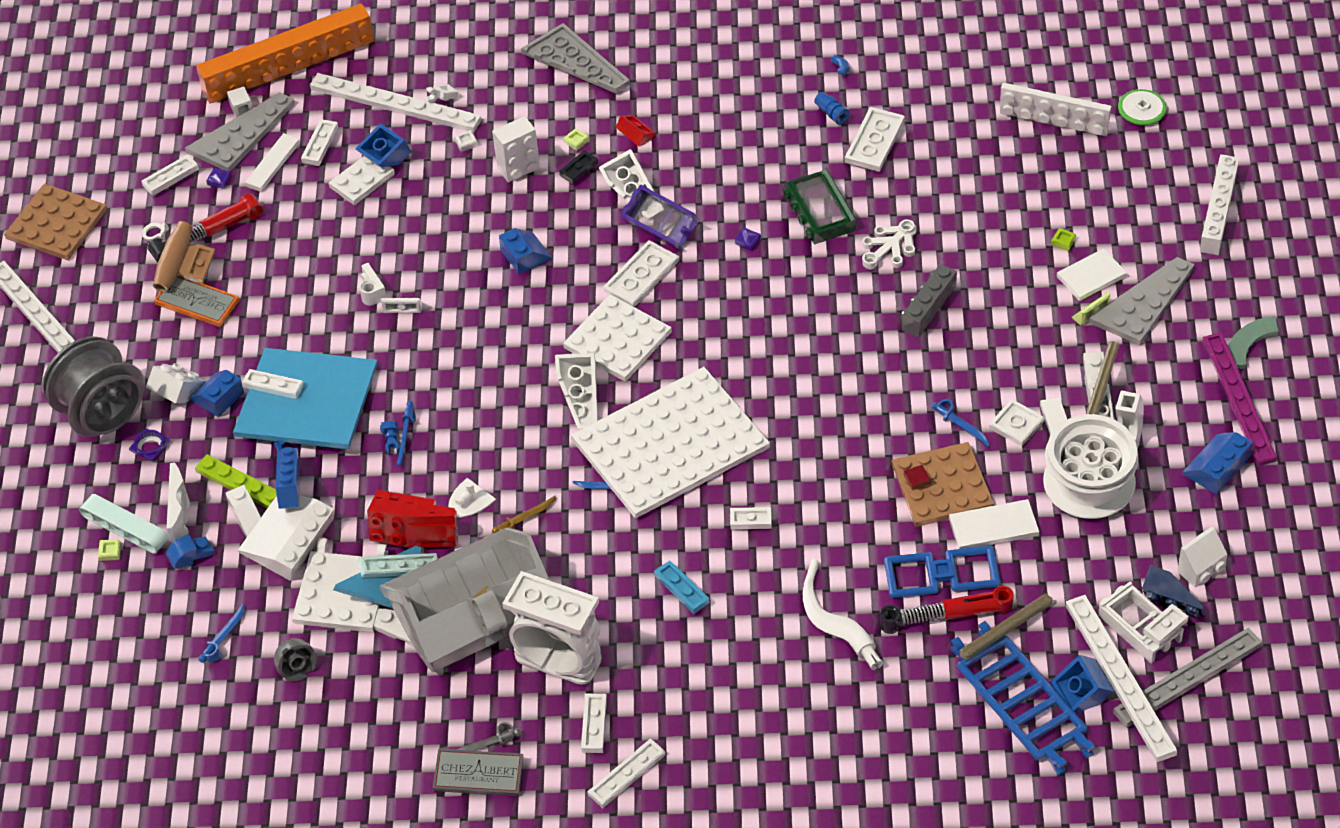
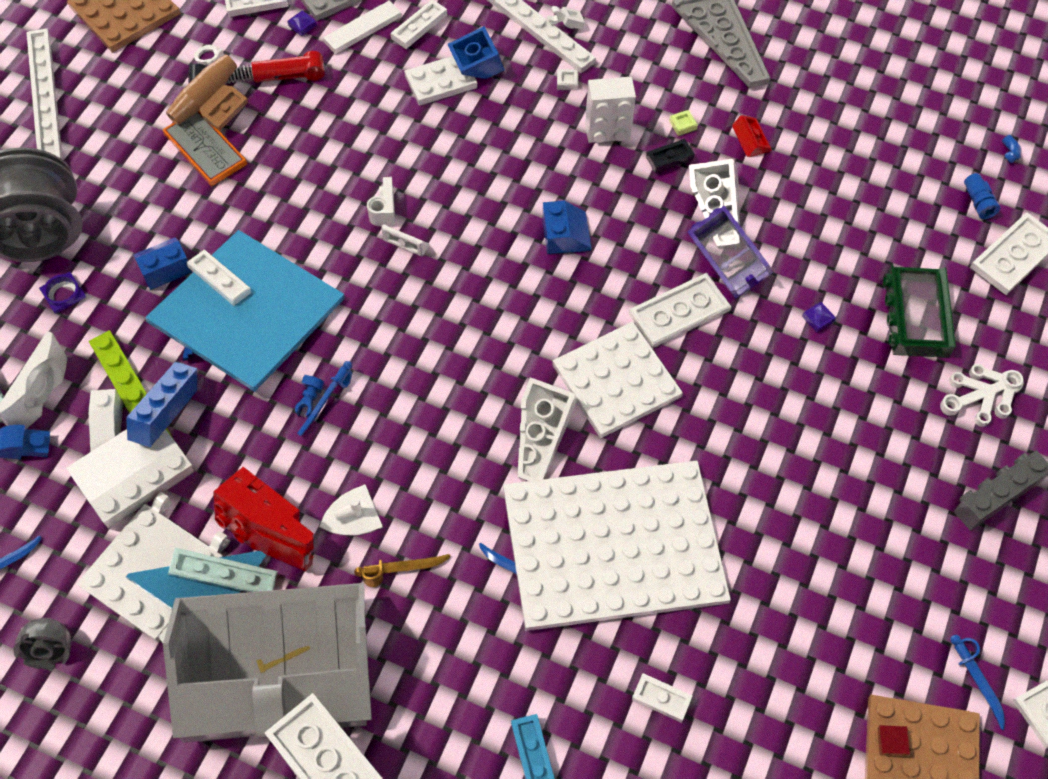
camera: 20 degrees right, 10 degrees up
(174, 382) = (125, 231): white slope -> none

